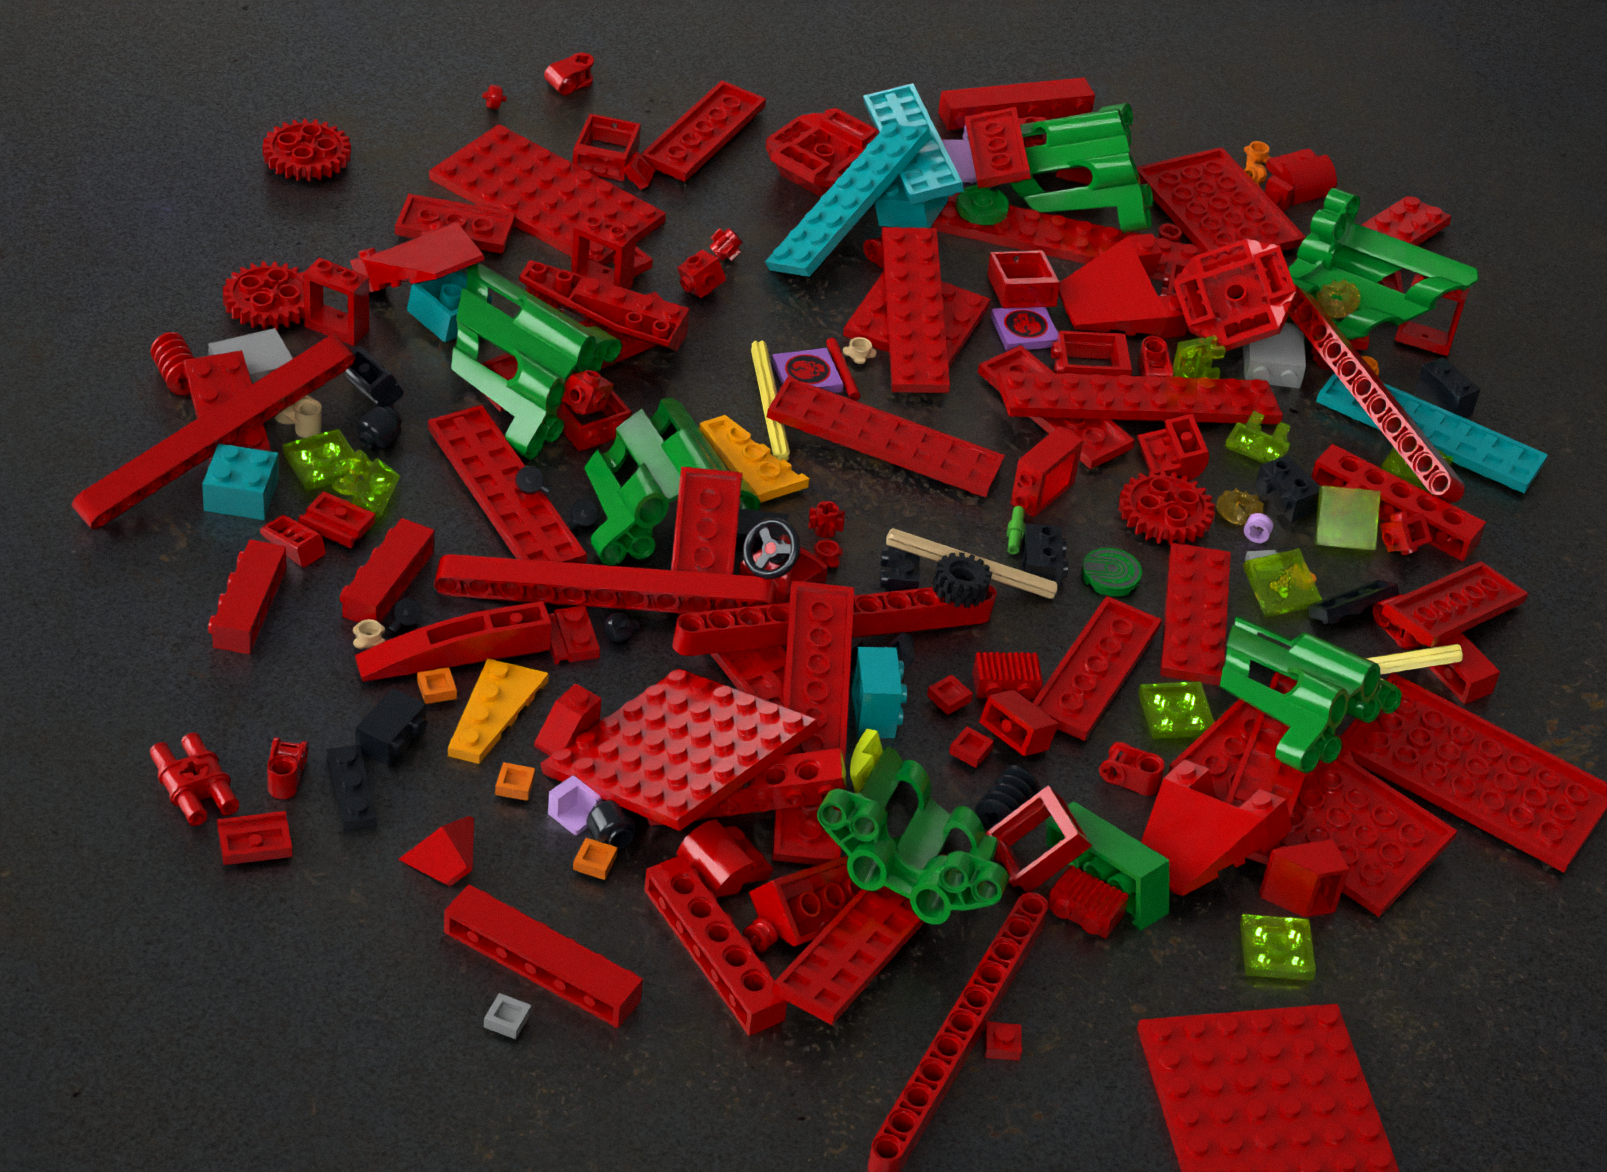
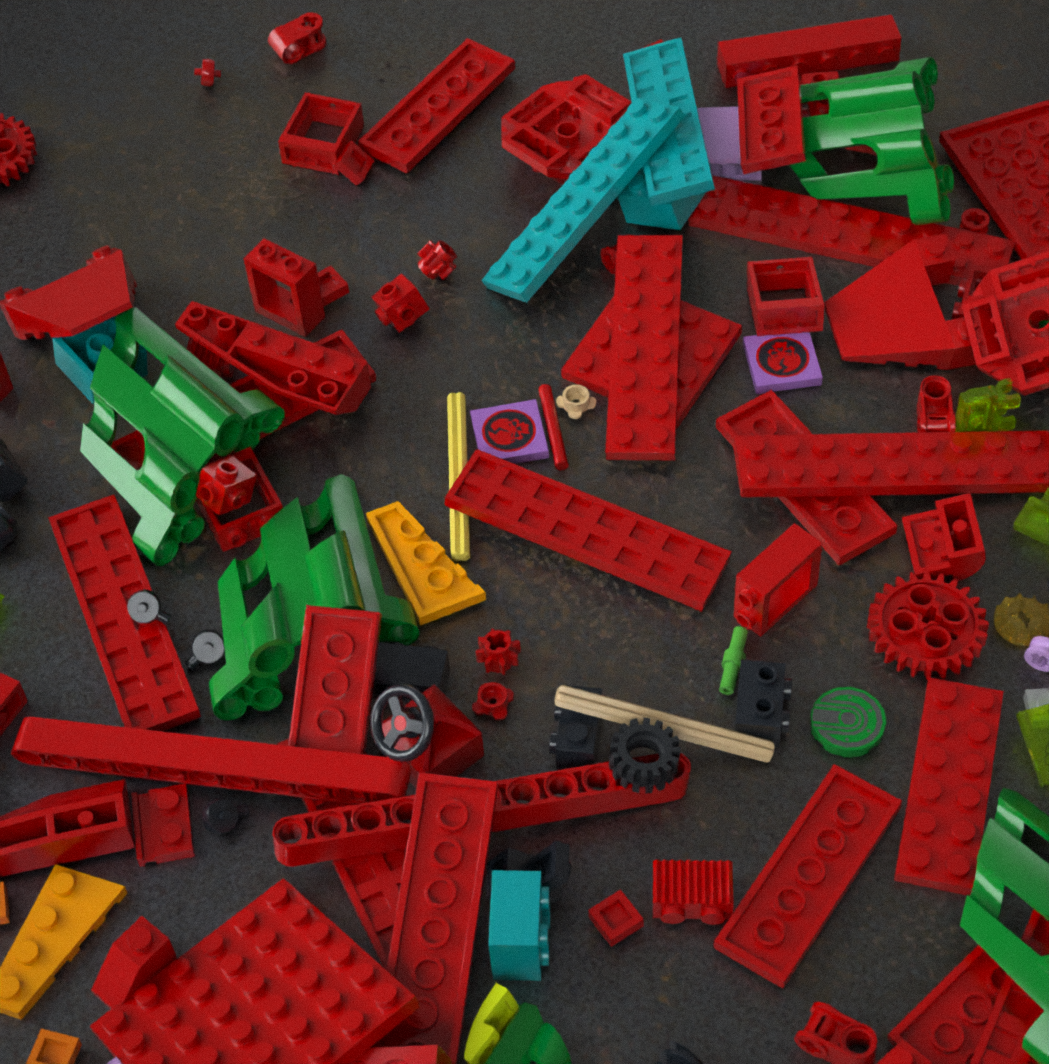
camera: 15 degrees right, 10 degrees up
(485, 226) = (147, 242): red plate -> none
(543, 190) = (242, 192): red plate -> none
(971, 747) = (632, 1002): red plate -> none
(982, 205) = (748, 195): green tile -> none
(1018, 722) = (695, 969): red brick -> none
(1091, 345) = (856, 387): red window -> none
(1175, 709) = (907, 942): clear neon green plate -> none

